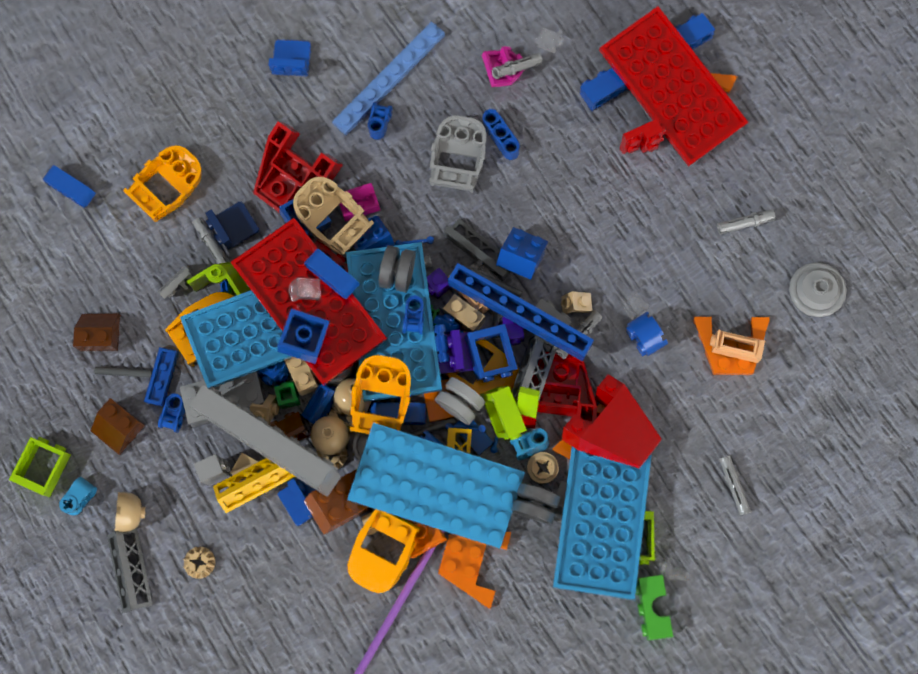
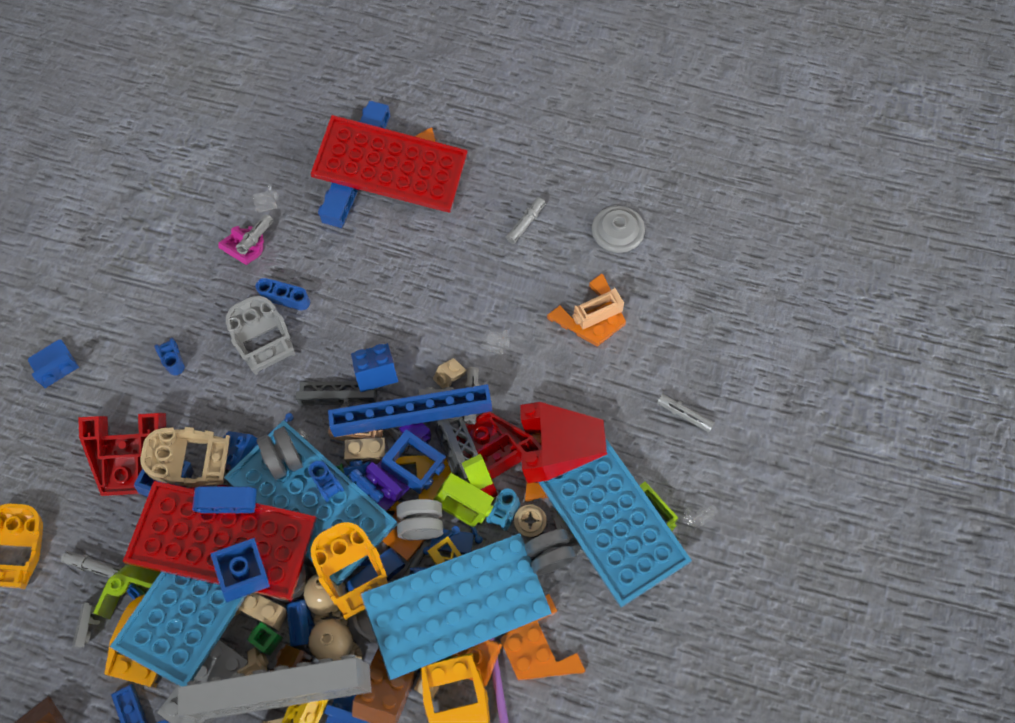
camera: 45 degrees left, 10 degrees down
(232, 225) = (101, 535): dark blue bracket -> none
(274, 374) = (238, 629): blue brick -> none
(305, 289) = (210, 530): clear bracket -> none
(363, 196) = (208, 422): dark pink bracket -> none
(388, 78) = (152, 321): medium blue plate -> none
(438, 283) = (324, 442): dark purple brick -> none
(645, 136) = (398, 215): red plate -> none
(646, 333) = (523, 353): blue brick -> none
(654, 626) = (722, 570): bright green arch -> none

